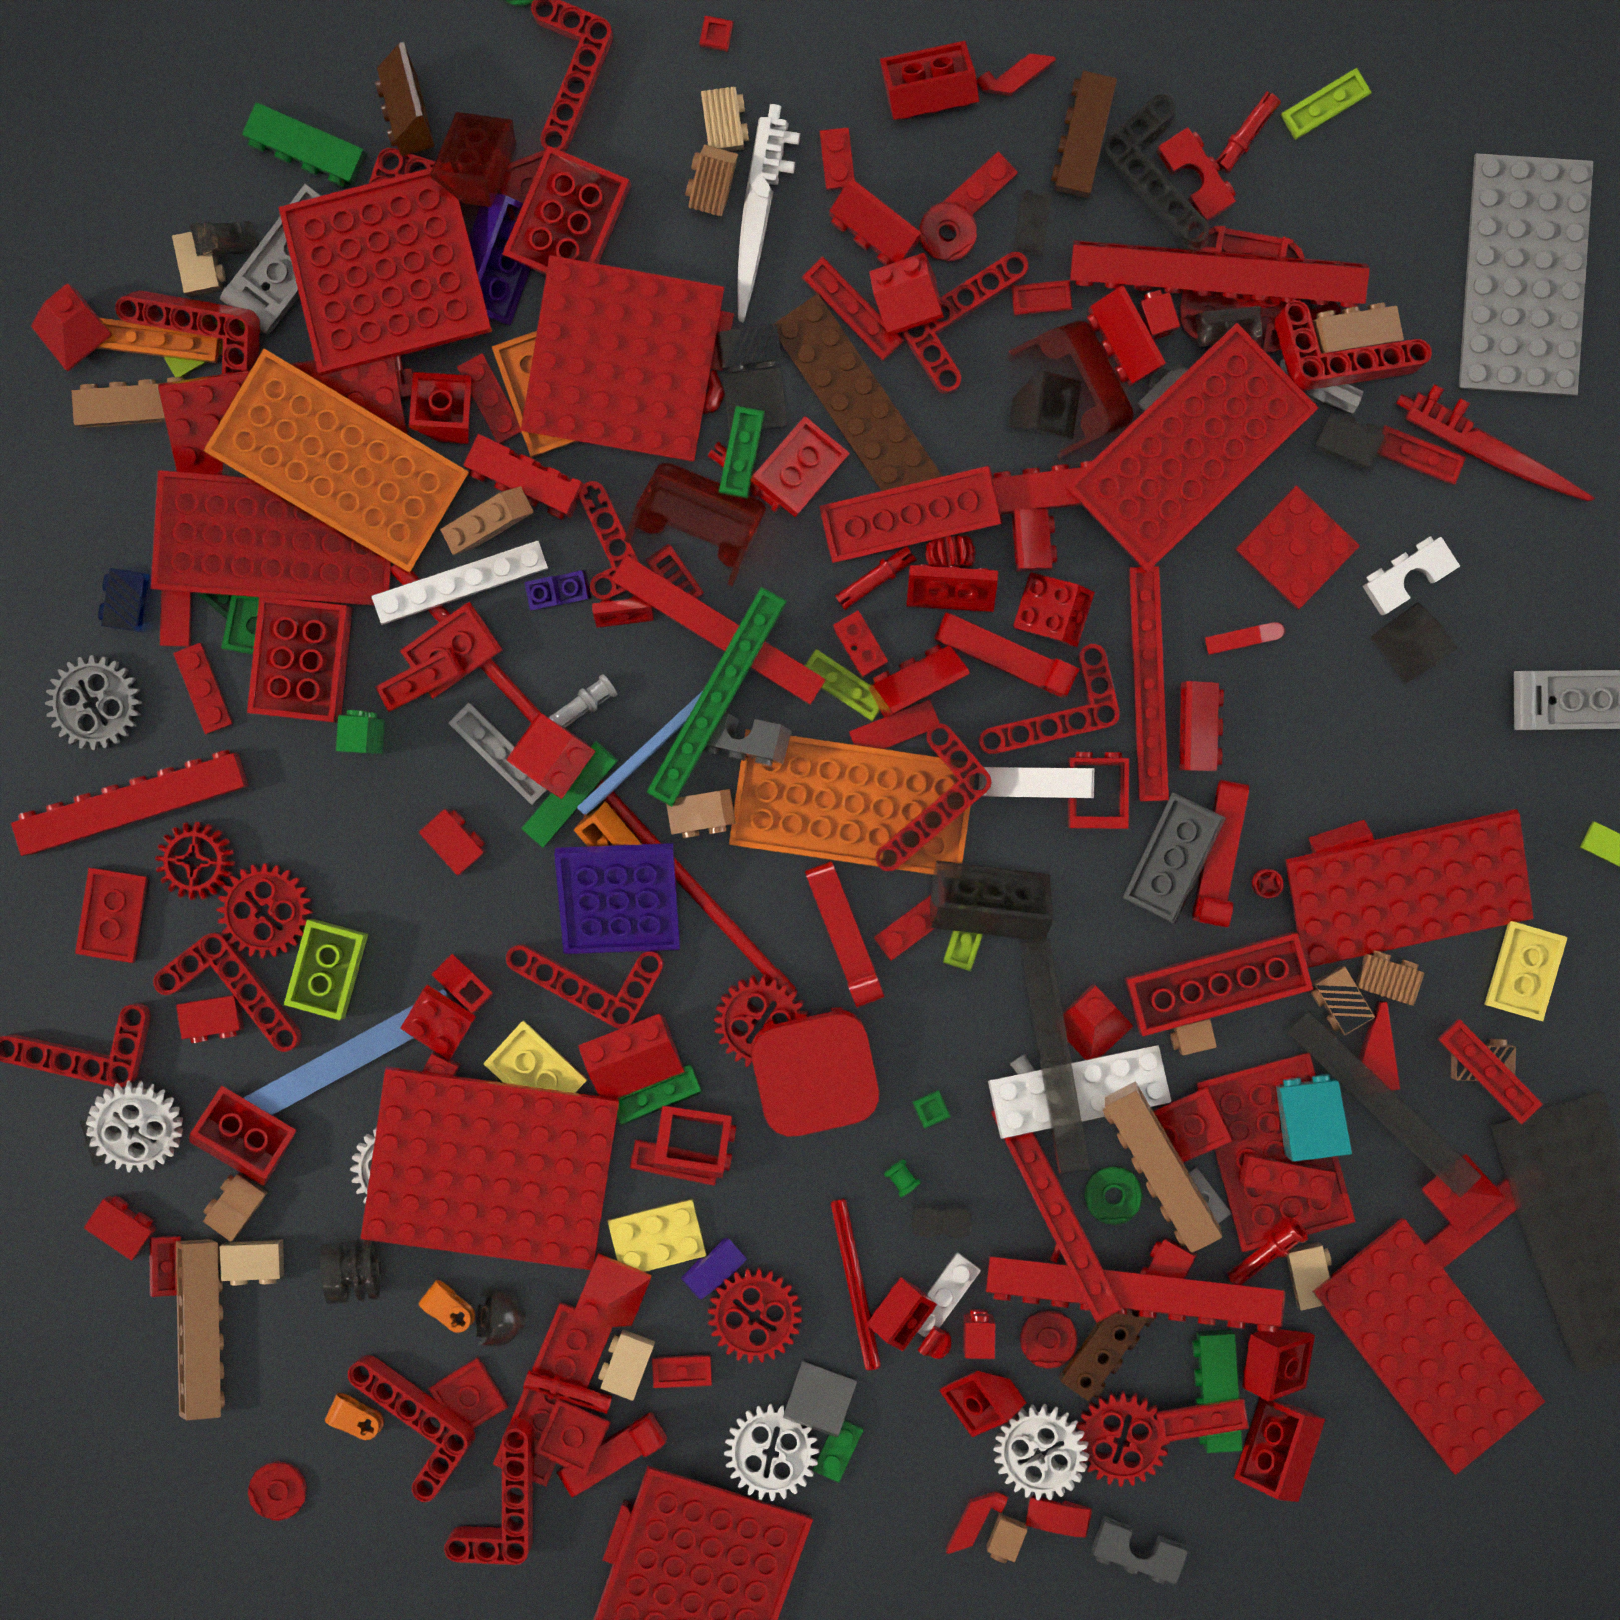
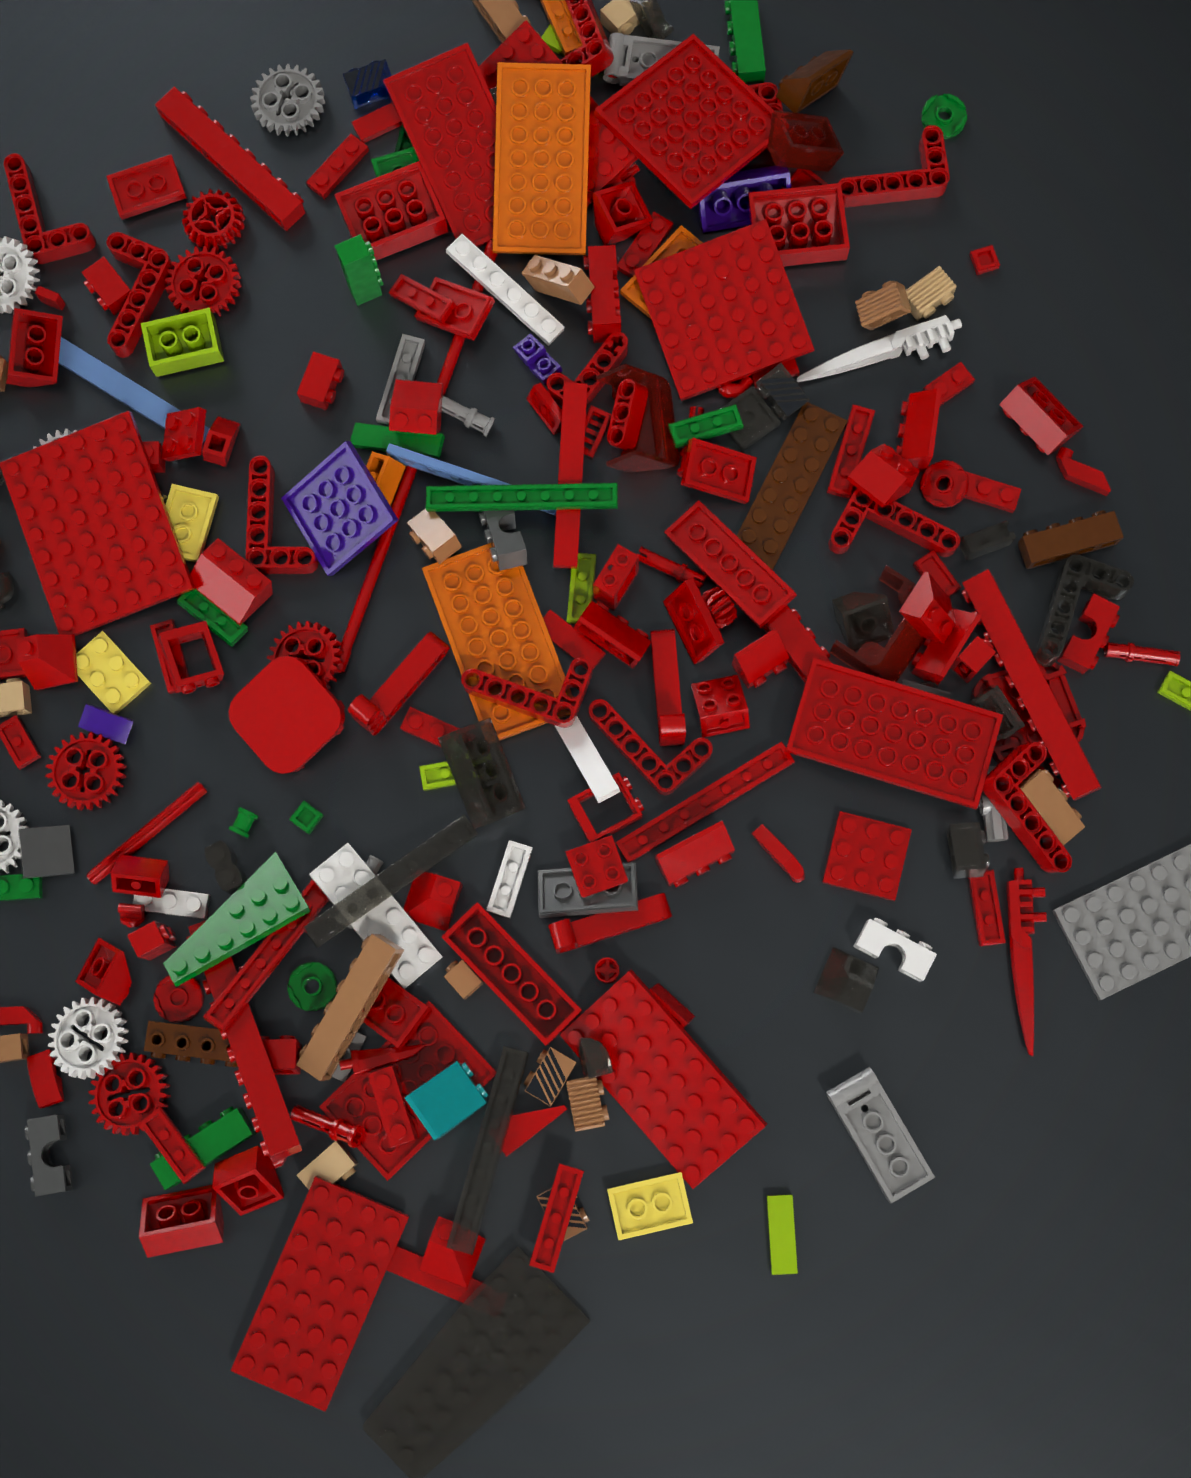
camera: 65 degrees right, 10 degrees down
(188, 1088) = (50, 298): none -> red tile
(687, 542) = (627, 414): none -> red beam
(1009, 1219) = (250, 914): none -> green wing
(1084, 332) = (929, 610): none -> red slope
(1116, 932) = (509, 879): none -> white plate
(1157, 835) = (596, 866): none -> red bracket
(1225, 1173) = (373, 1058): none -> red bar
(1353, 947) = (593, 1058): none -> clear smoke brick

